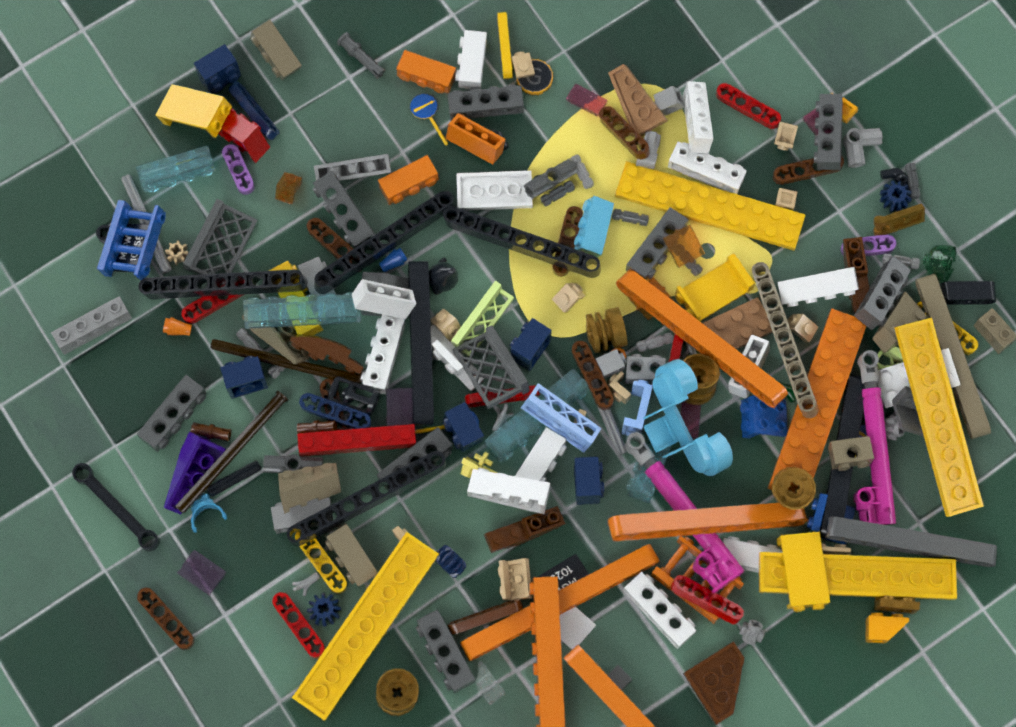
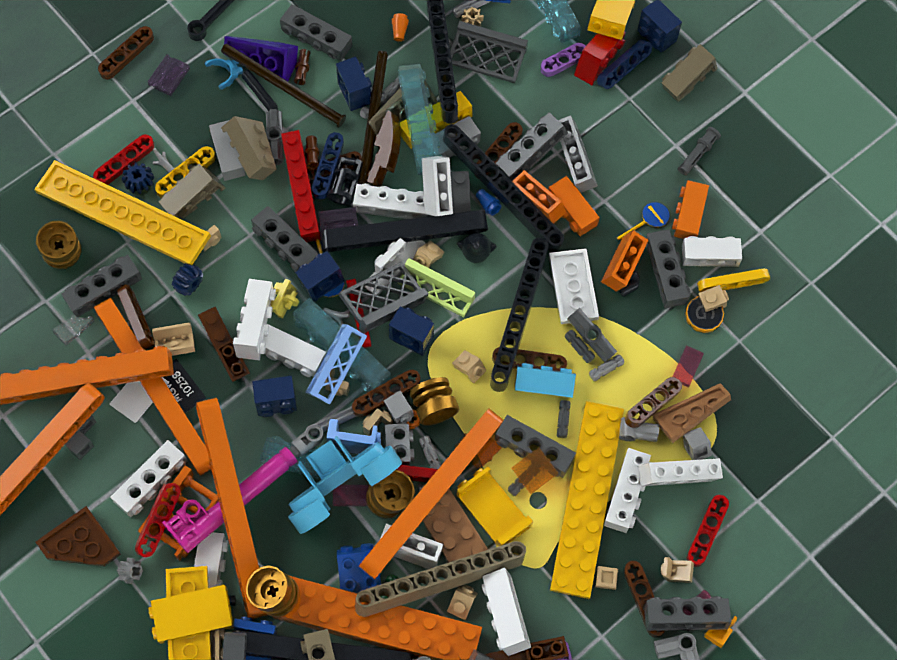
camera: 80 degrees right, 5 degrees down
(216, 305) = (423, 42): red beam -> none
(287, 187) = (552, 102): clear orange bracket -> none
(360, 506) = (242, 204): black beam -> none
(398, 207) = (543, 199): none -> orange brick

